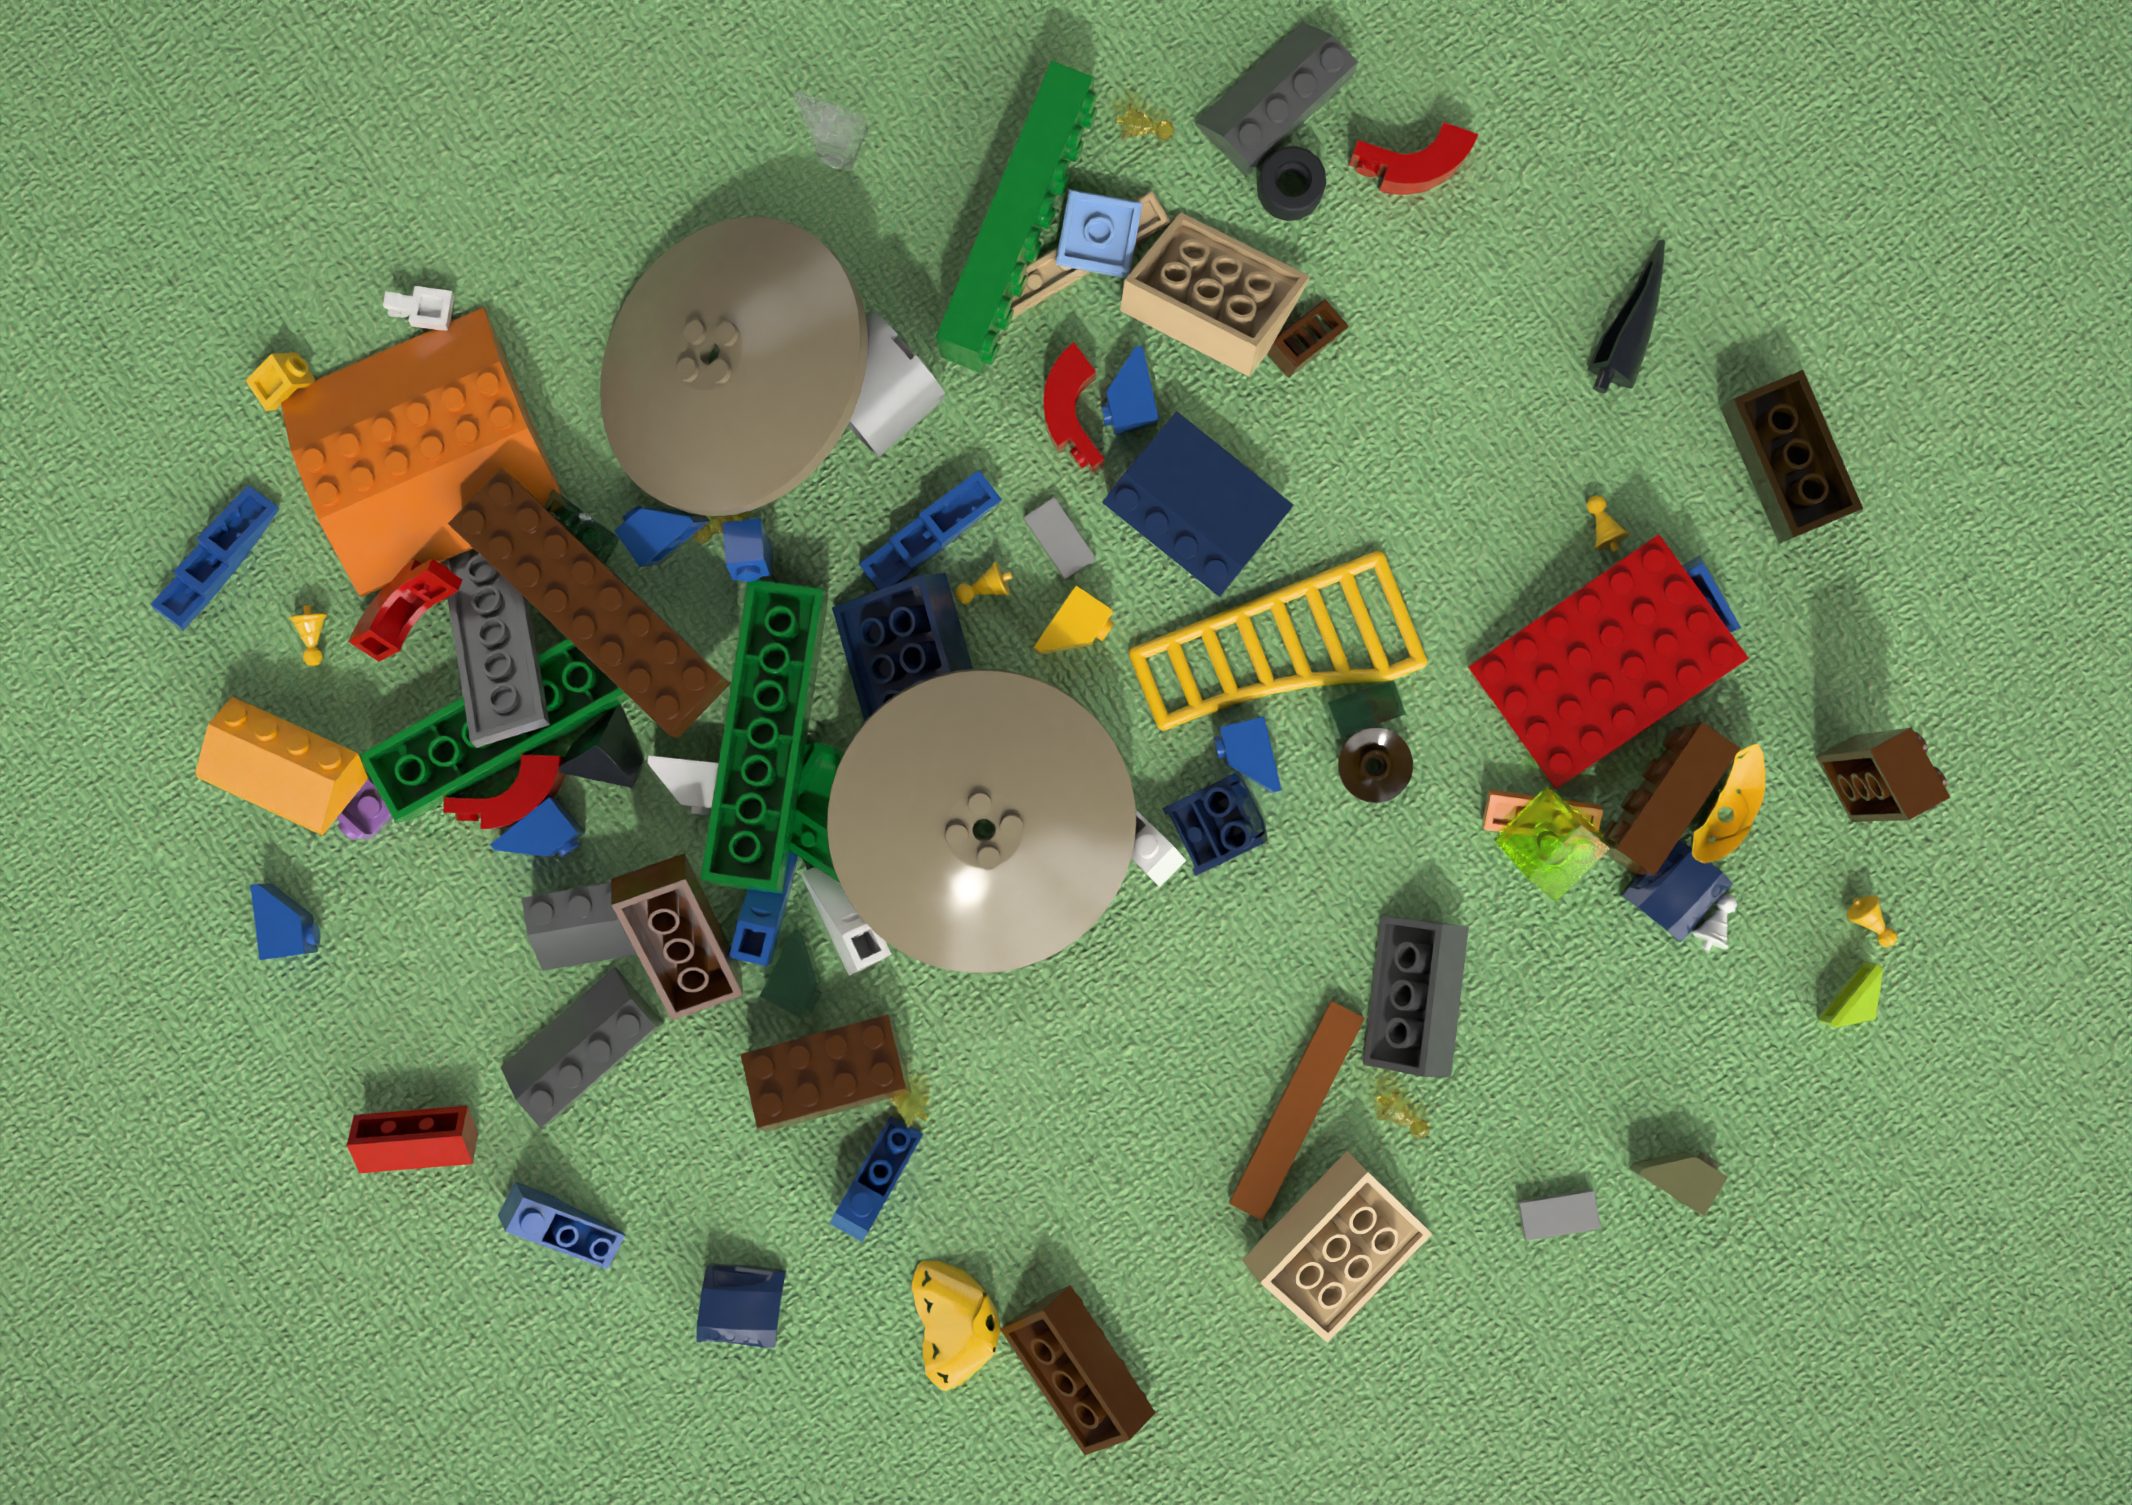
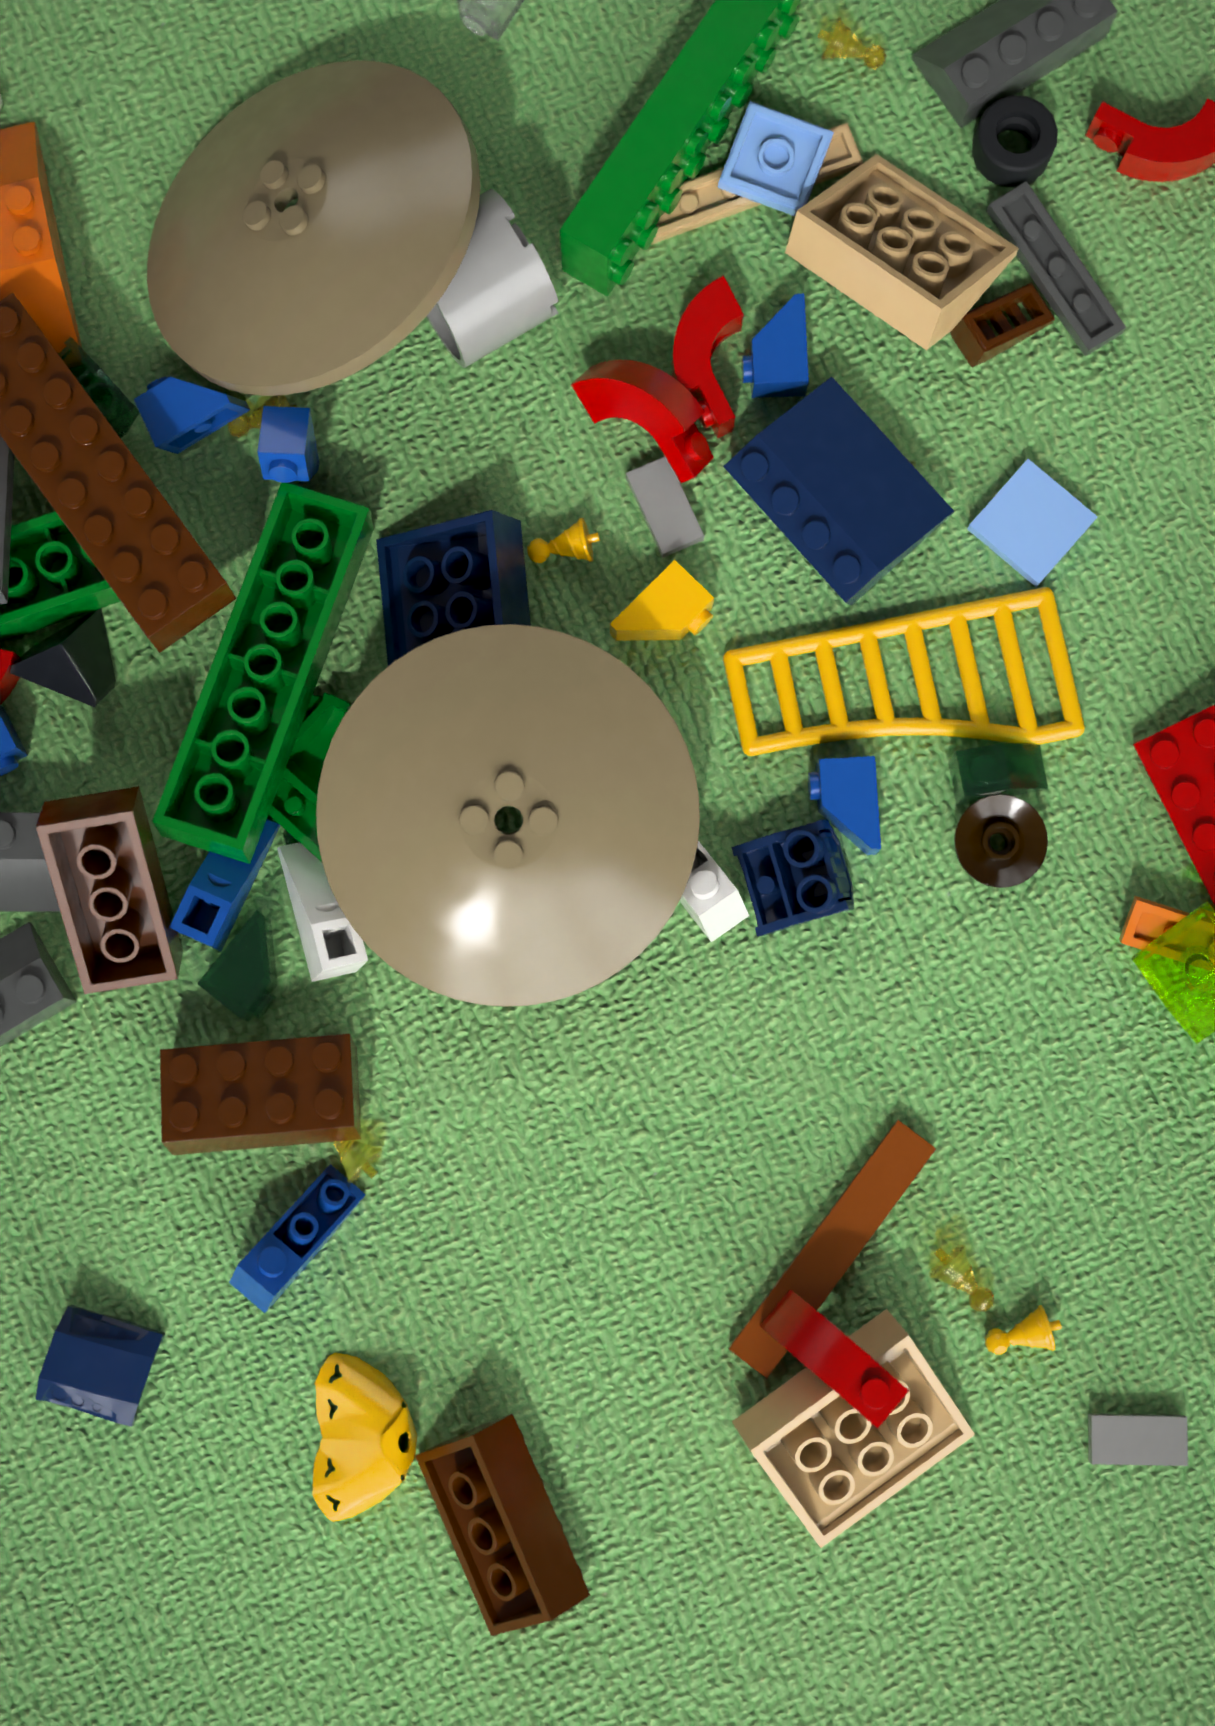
camera: 10 degrees right, 5 degrees down
(688, 781) = (161, 709): white slope -> none
(930, 532) = (514, 469): blue slope -> none
(1035, 458) = (654, 402): none -> red arch
(1312, 1199) = (834, 1358): none -> red arch
(1342, 284) = (1056, 269): none -> dark grey plate
(1358, 499) = (1032, 522): none -> light blue tile
(1415, 996) = (1004, 1132): dark grey slope -> none
(1462, 1147) = (1031, 1332): none -> yellow piece

